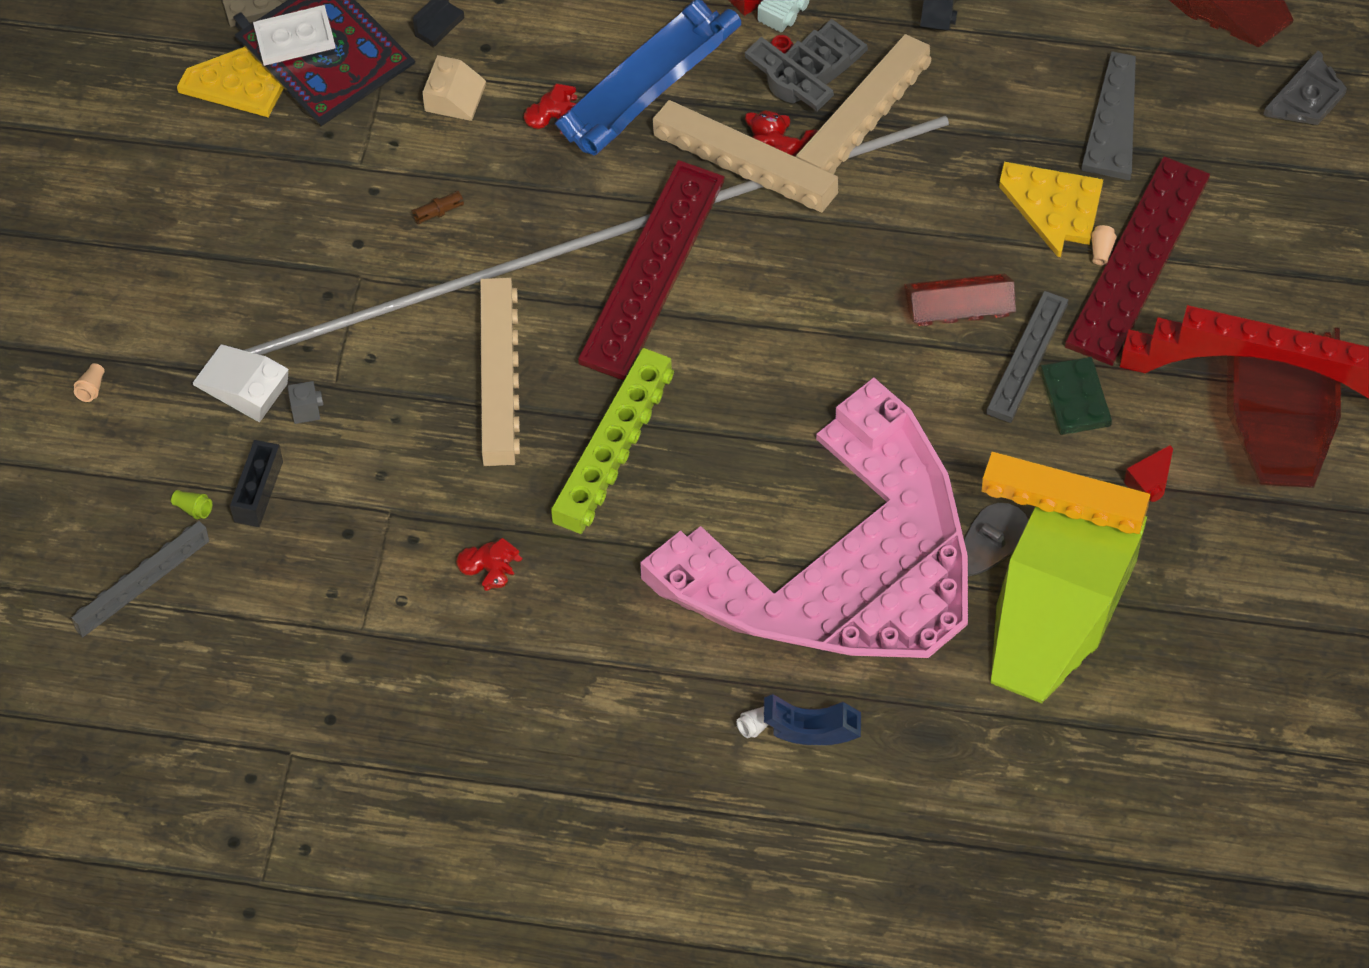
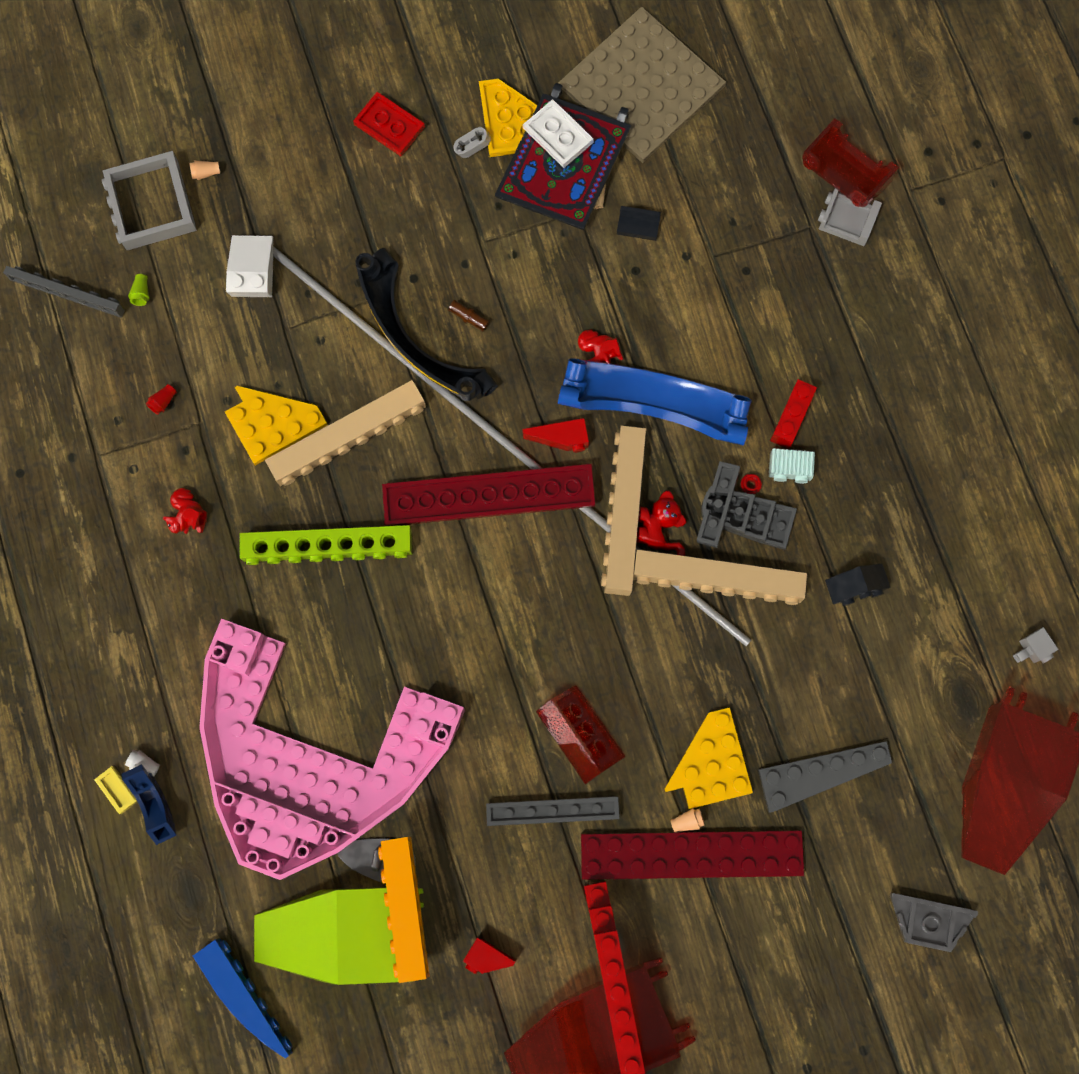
camera: 65 degrees right, 20 degrees up
(97, 414) = (160, 232): none -> light grey window
(164, 188) = (389, 124): none -> red plate
(237, 120) = (472, 142): none -> light grey beam
(256, 483) = (169, 323): black brick -> none
(305, 402) = (253, 317): dark grey brick -> none
(340, 535) = (159, 401): none -> red cone
(436, 441) = (272, 422): none -> yellow wing
(453, 89) = (579, 269): tan slope -> none
(516, 231) = (379, 289): none -> black panel
(627, 181) = (563, 435): none -> red slope
(772, 762) = (116, 790): none -> light yellow tile
(1073, 724) = (239, 996): none -> blue slope
(1076, 395) = (537, 864): clear green plate -> none

